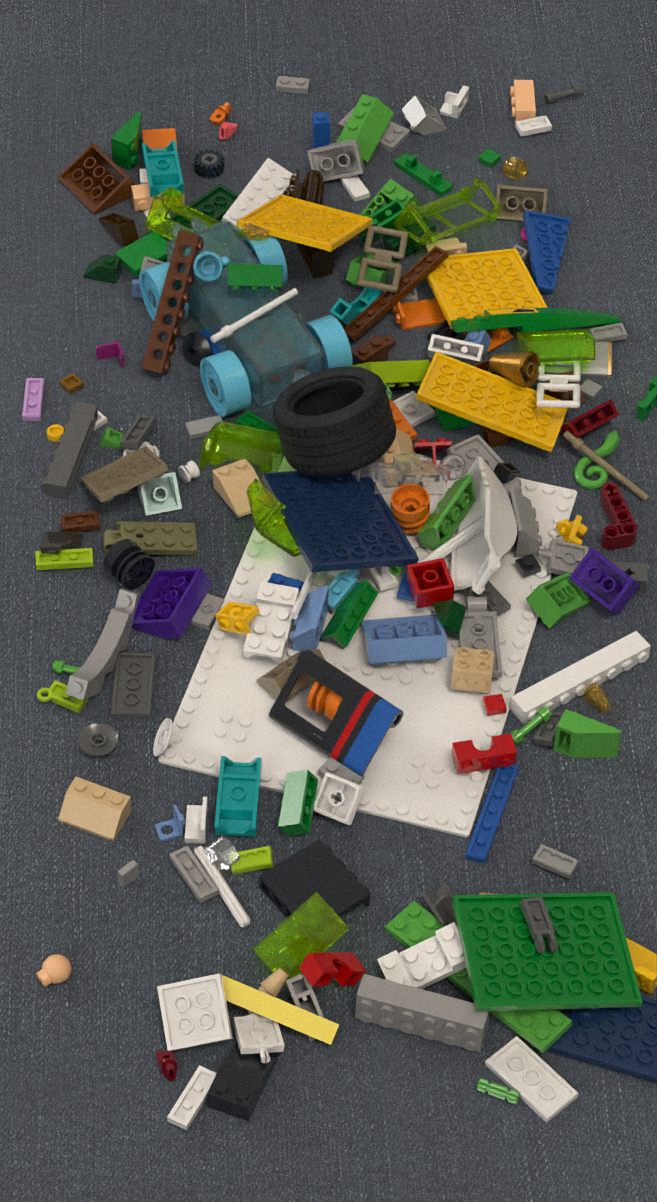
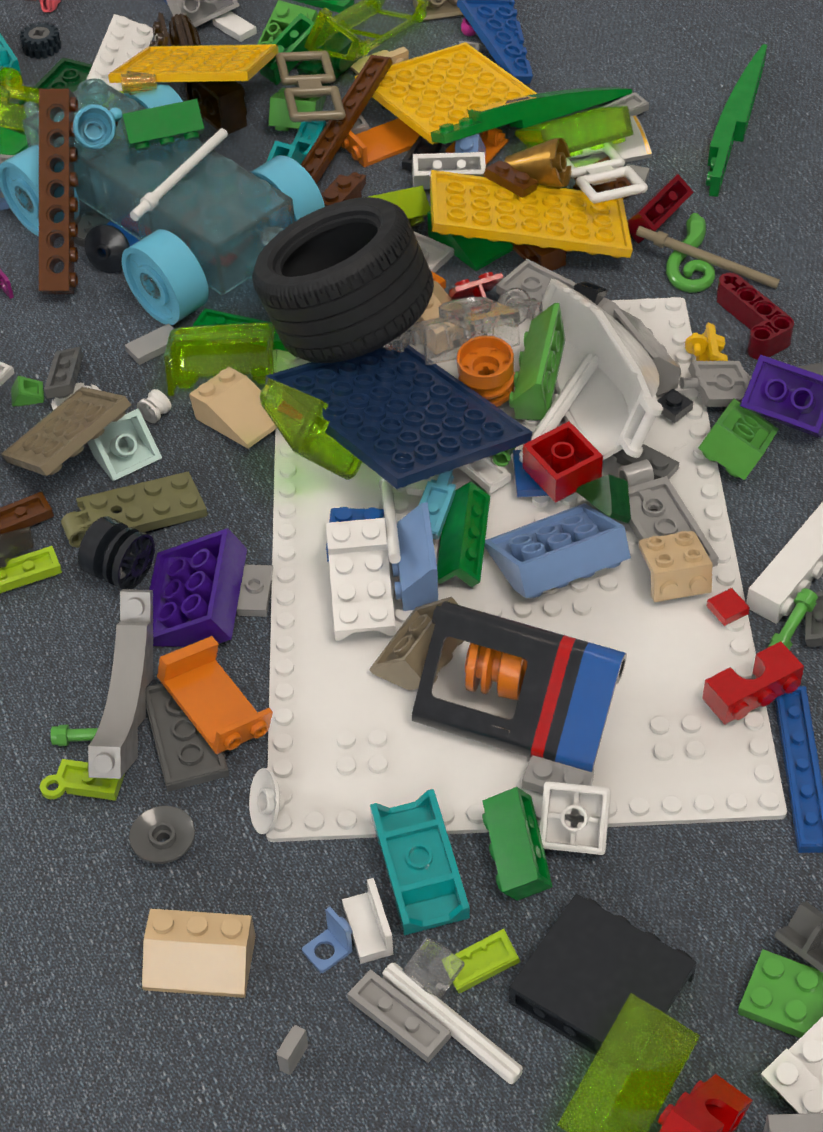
camera: 15 degrees left, 0 degrees up
(155, 668) = (211, 696): none -> orange panel
(236, 616) = (306, 585): yellow bracket -> none
(490, 372) = (510, 178): none -> reddish brown plate

